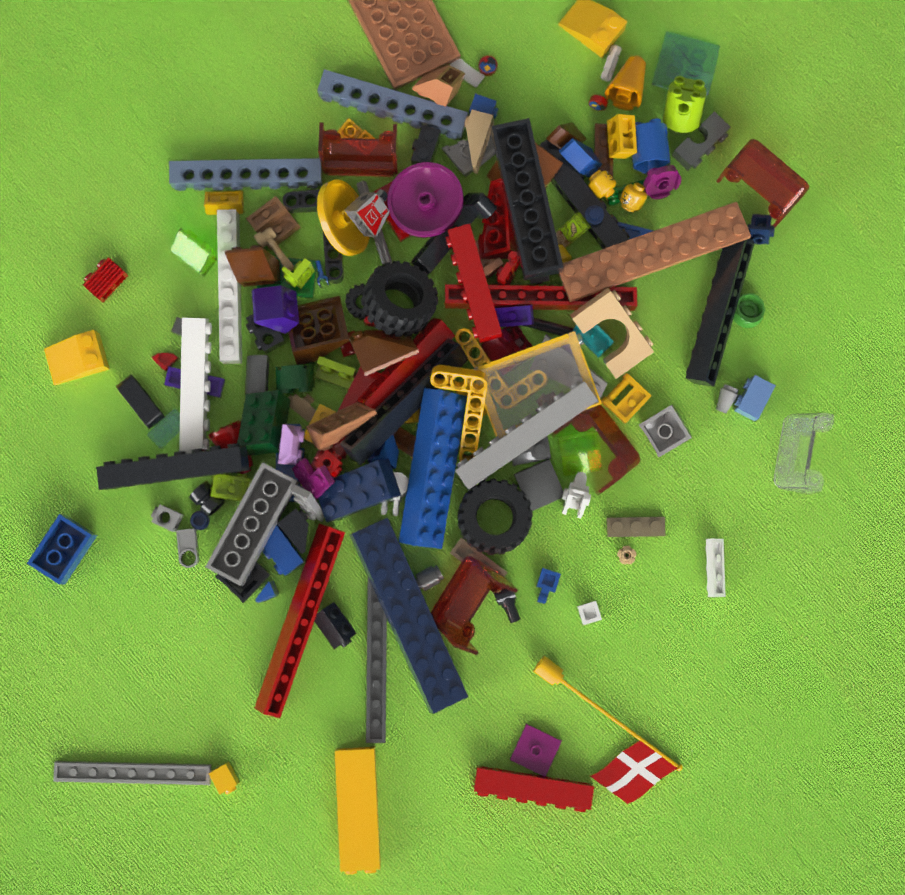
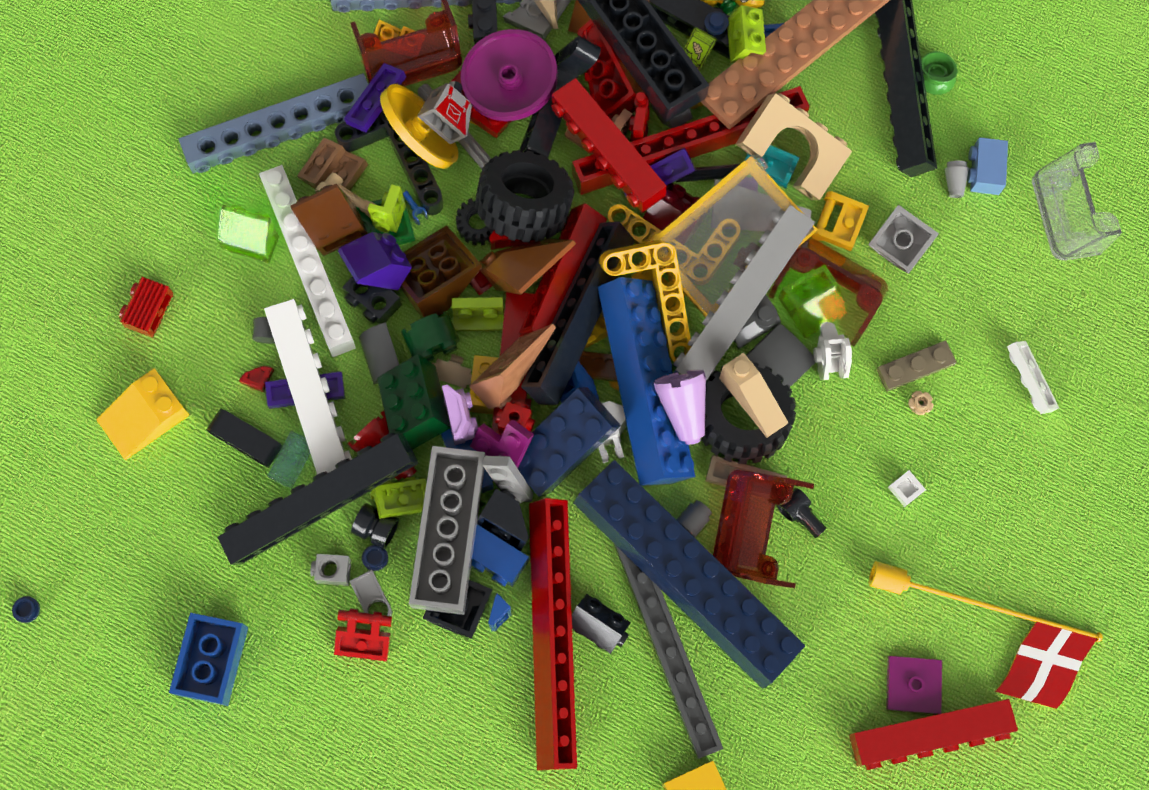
camera: 25 degrees left, 10 degrees down
(169, 576) = (360, 642): none -> red plate
(223, 201) = (251, 167): yellow slope -> none
(309, 189) = (368, 104): none -> dark purple plate
(450, 497) = (684, 403): none -> lavender cone
(501, 511) = (753, 394): none -> tan slope
(548, 582) = (840, 470): blue plate -> none
(612, 233) = (746, 33): none -> lime bracket

